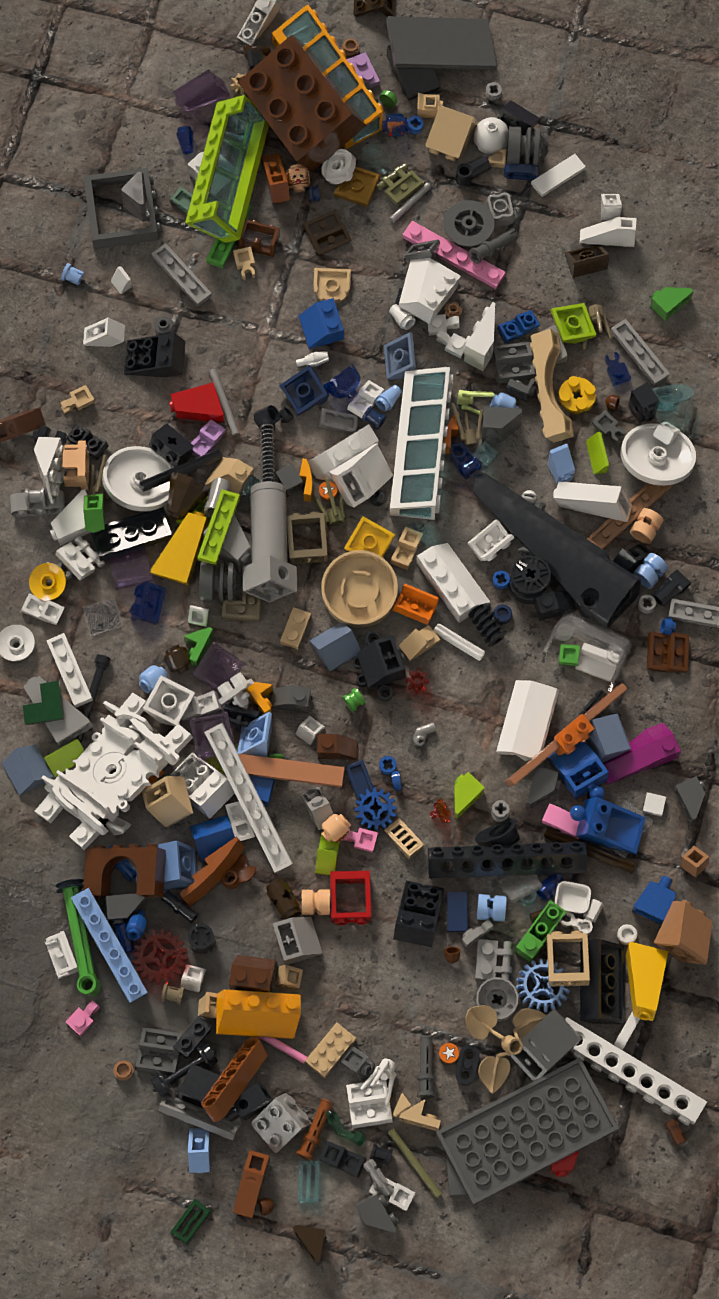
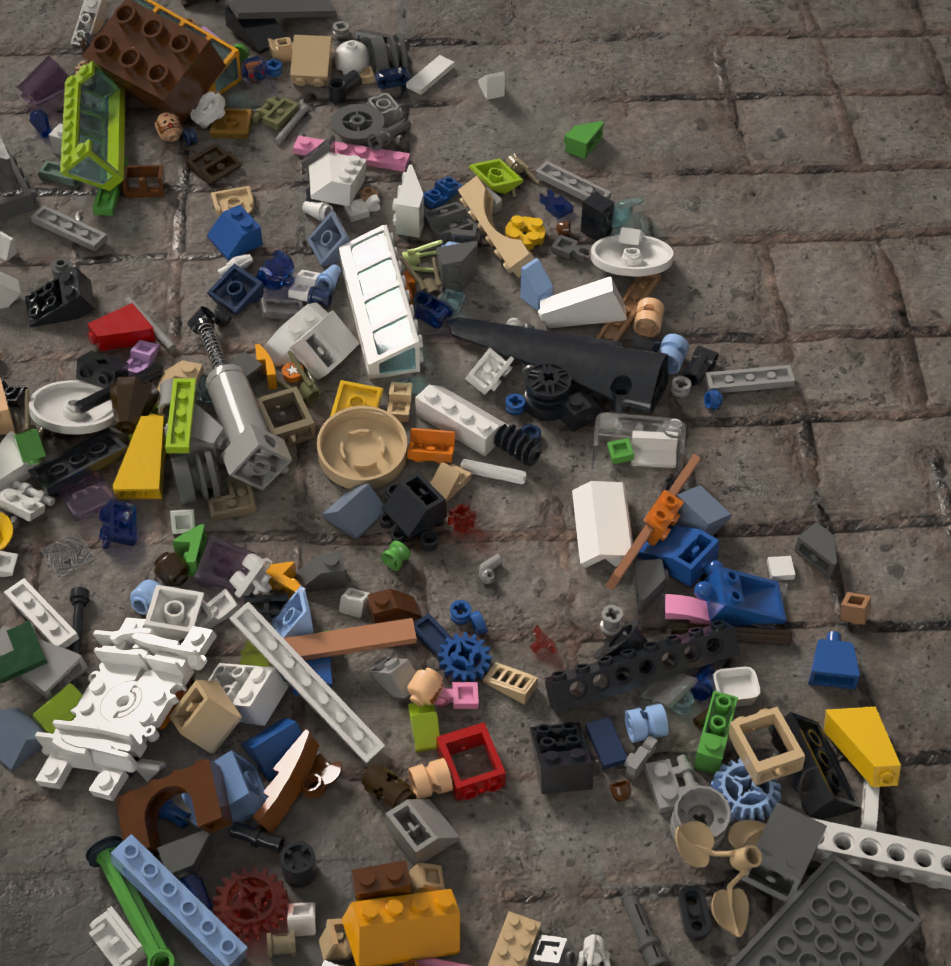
camera: 20 degrees left, 20 degrees down
(136, 925) = (208, 873): blue plant -> none
(200, 725) = (230, 641): clear purple slope -> none
(239, 821) = (299, 711): white slope -> none
(244, 260) = (134, 202): tan plate -> none
(276, 178) = (147, 133): dark orange slope -> none
(295, 628) = (301, 506): tan plate -> none
(381, 499) = (354, 367): black hinge -> none
(448, 1053) = (664, 907): orange tile -> none
(453, 344) = (381, 218): white plate -> none
(466, 793) = (564, 612): lime slope -> none
(587, 260) = (489, 128): dark brown slope -> none
(589, 916) = (764, 700): white bar -> none
(597, 454) = (568, 271): lime slope -> none
(613, 232) = (506, 98): white slope -> none
(626, 934) = (815, 708): white tile -> none
(648, 750) = (752, 516): magenta wedge -> none
(667, 652) = (724, 424): reddish brown slope -> none
(685, 933) = (886, 682): medium nougat slope -> none

